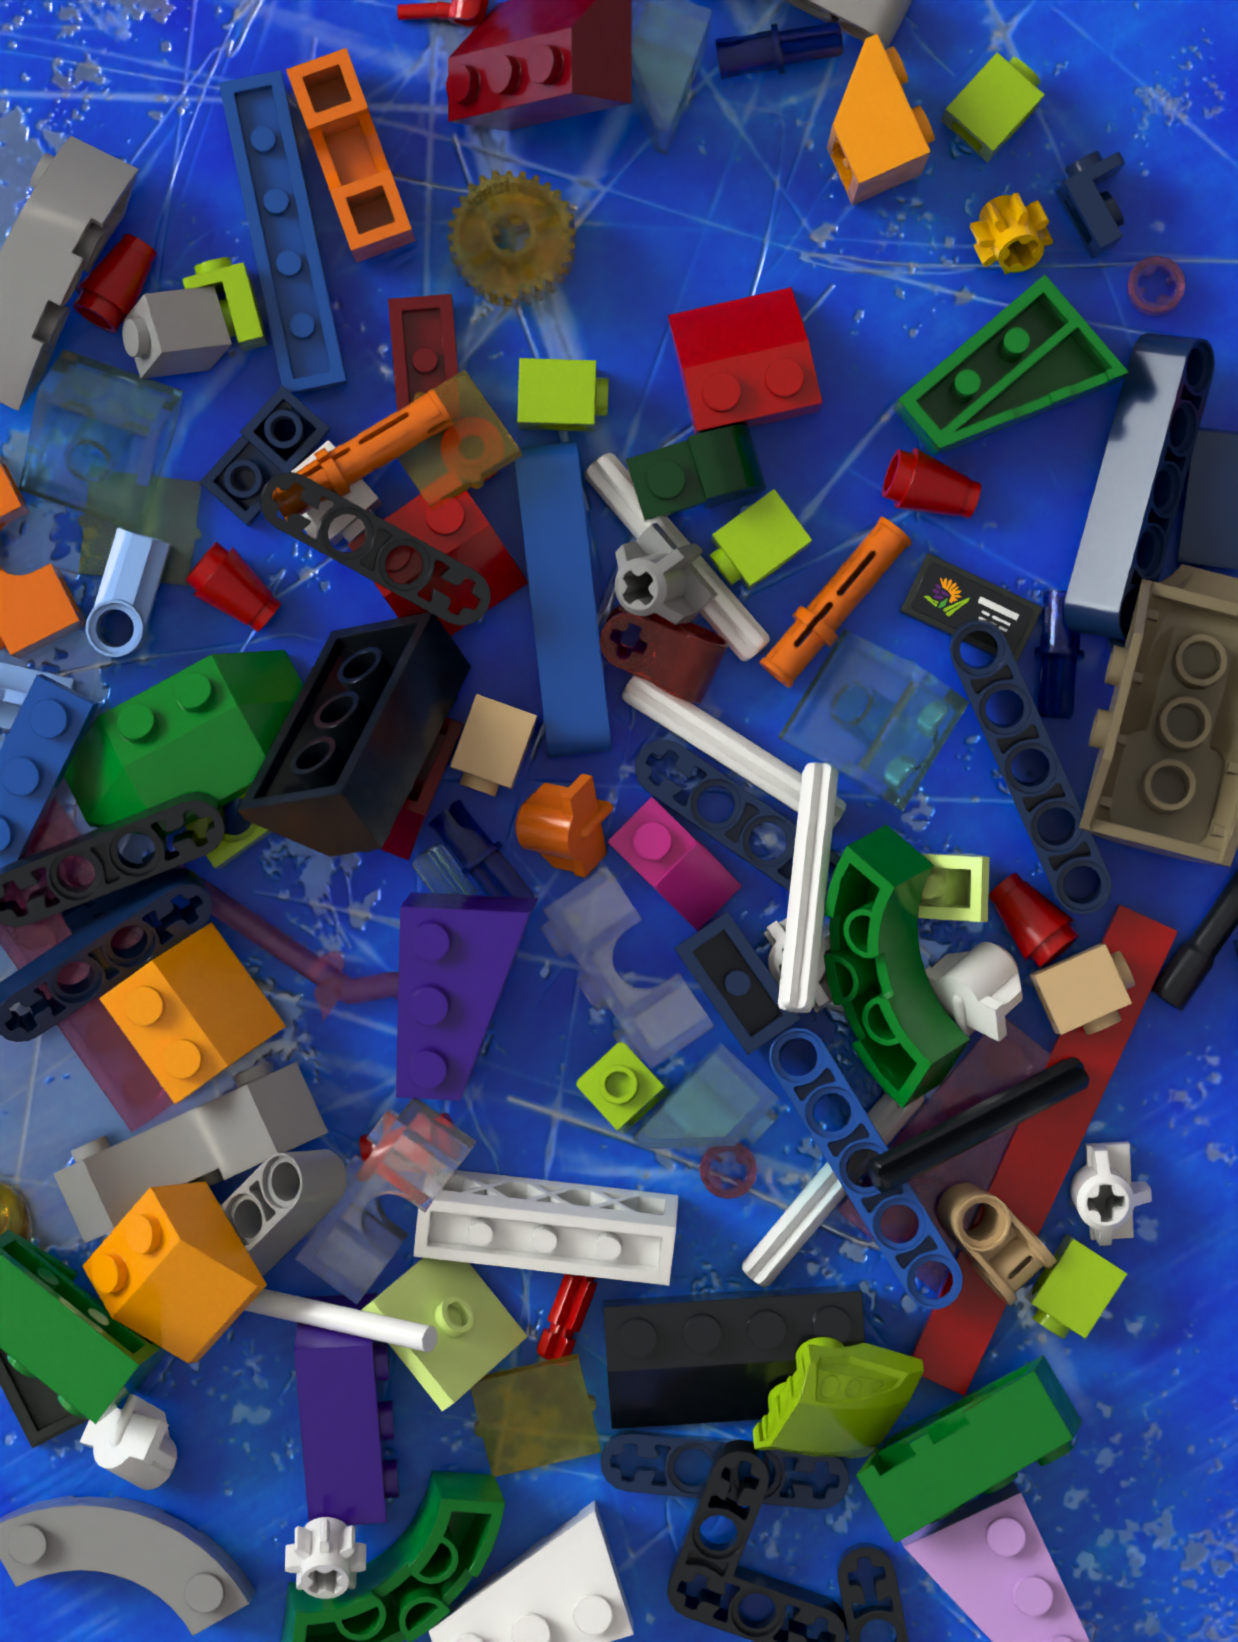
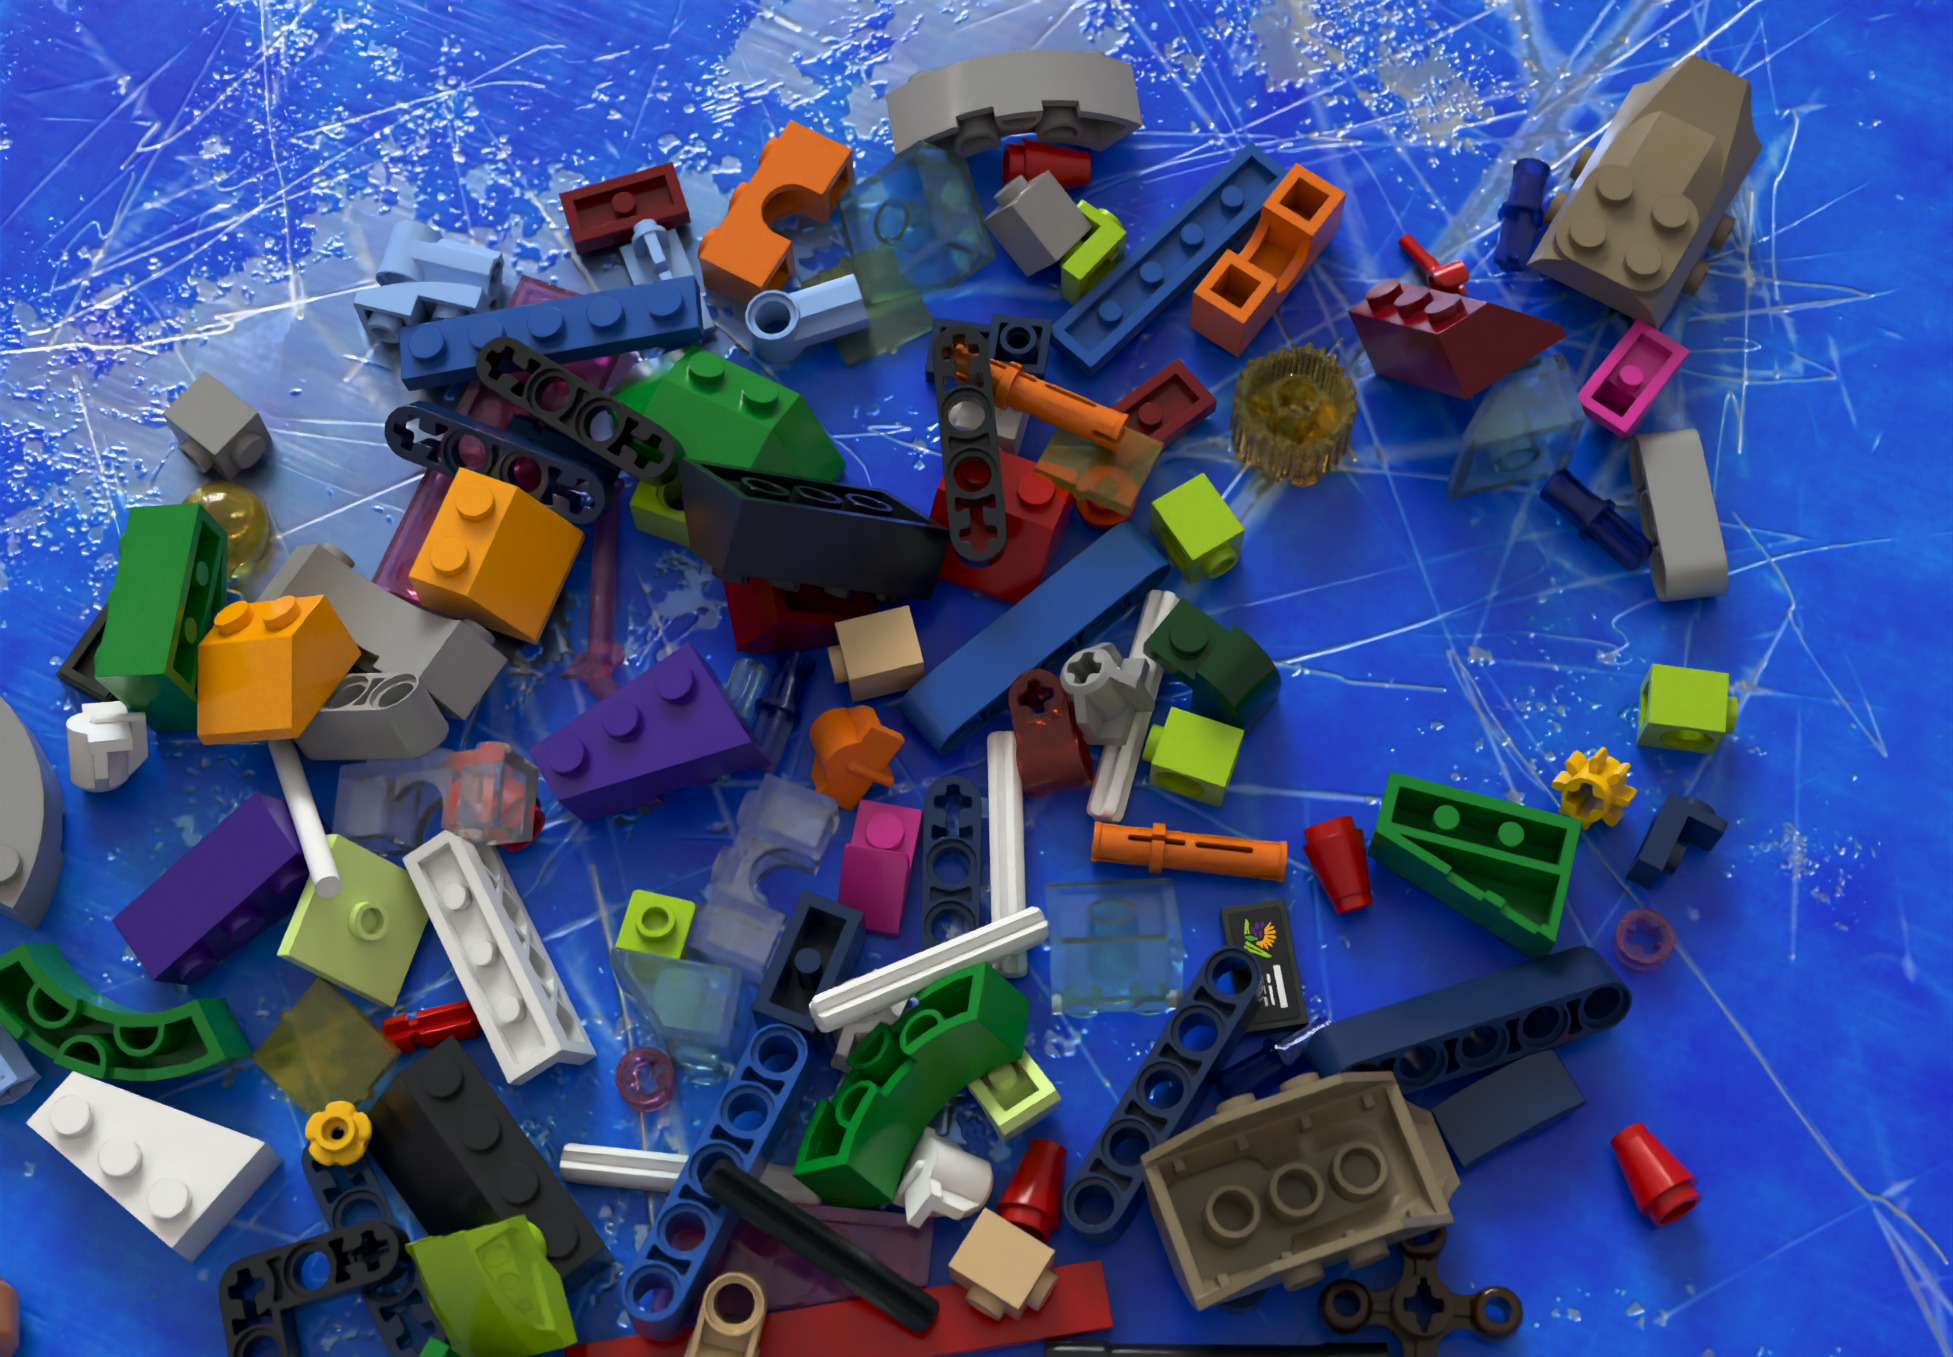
camera: 55 degrees right, 20 degrees down
(232, 587) = (868, 389): red cone -> none
(325, 1557) = (89, 944): white gear -> none
(623, 1429) = (354, 1141): none -> yellow plate
(745, 362) = (1330, 656): red slope -> none
(876, 133) = (1595, 618): light orange slope -> none

